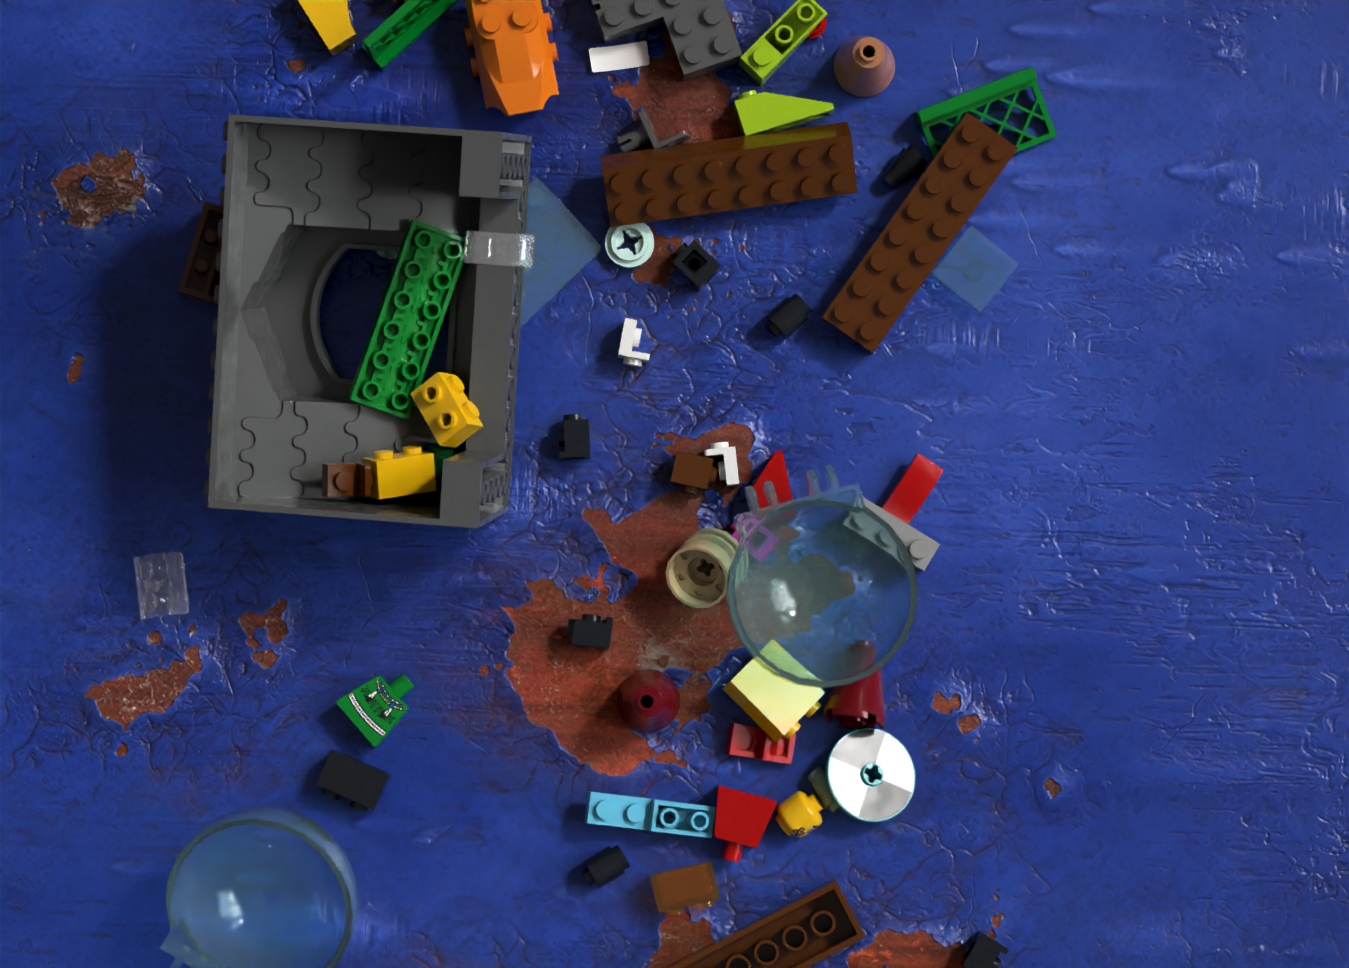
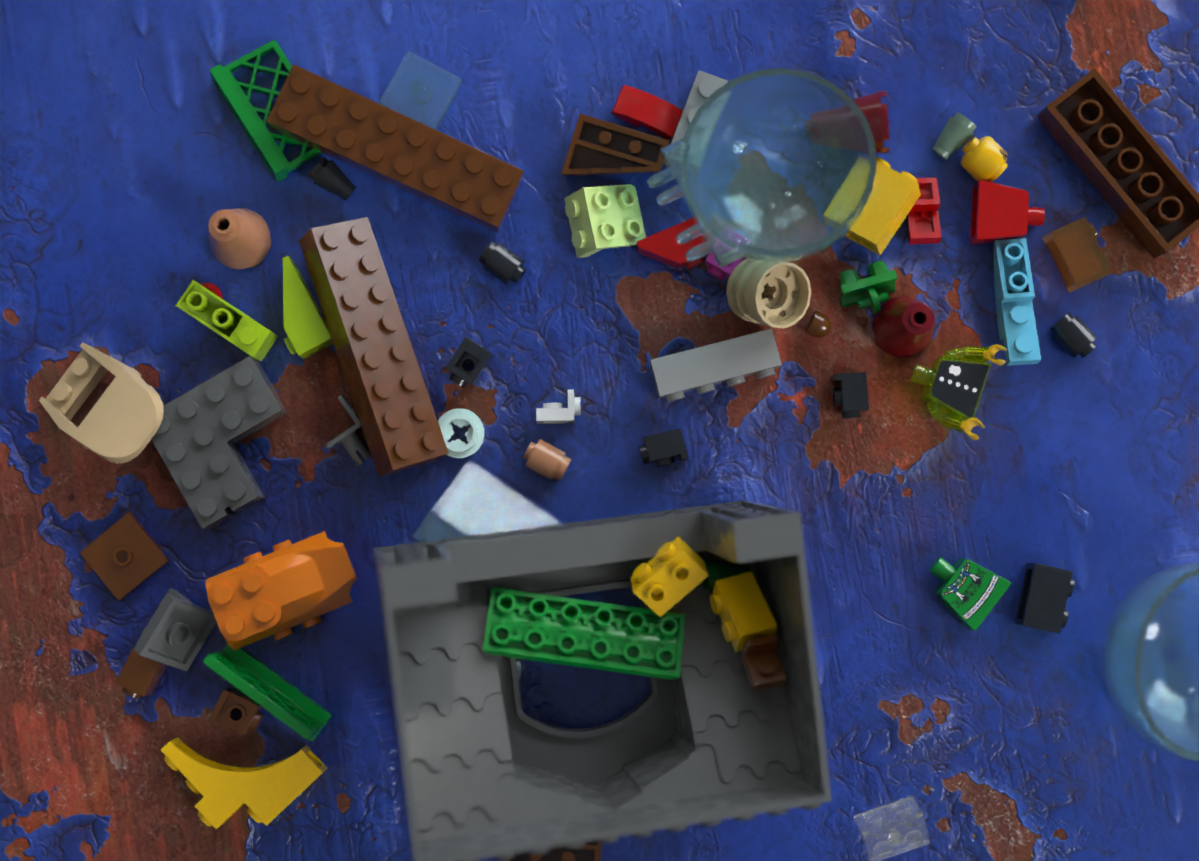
camera: 100 degrees left, 0 degrees up
(499, 248) = (496, 554): clear slope -> none
(578, 737) = (956, 385): none -> torso
(585, 322) = (546, 460): none -> nougat brick
(619, 57) = (275, 480): white sticker -> none
(647, 504) = (714, 364): none -> light grey brick
(665, 615) = (818, 325): none -> reddish brown hinge
(689, 670) = (867, 291): none -> green hips
(693, 472) = (674, 325): reddish brown brick -> none
(727, 468) = (662, 291): white bracket -> none
(813, 426) = (604, 218): none -> yellowish green bracket
(850, 786) = (949, 114): piece -> none
(879, 444) = (612, 150): none -> reddish brown wedge

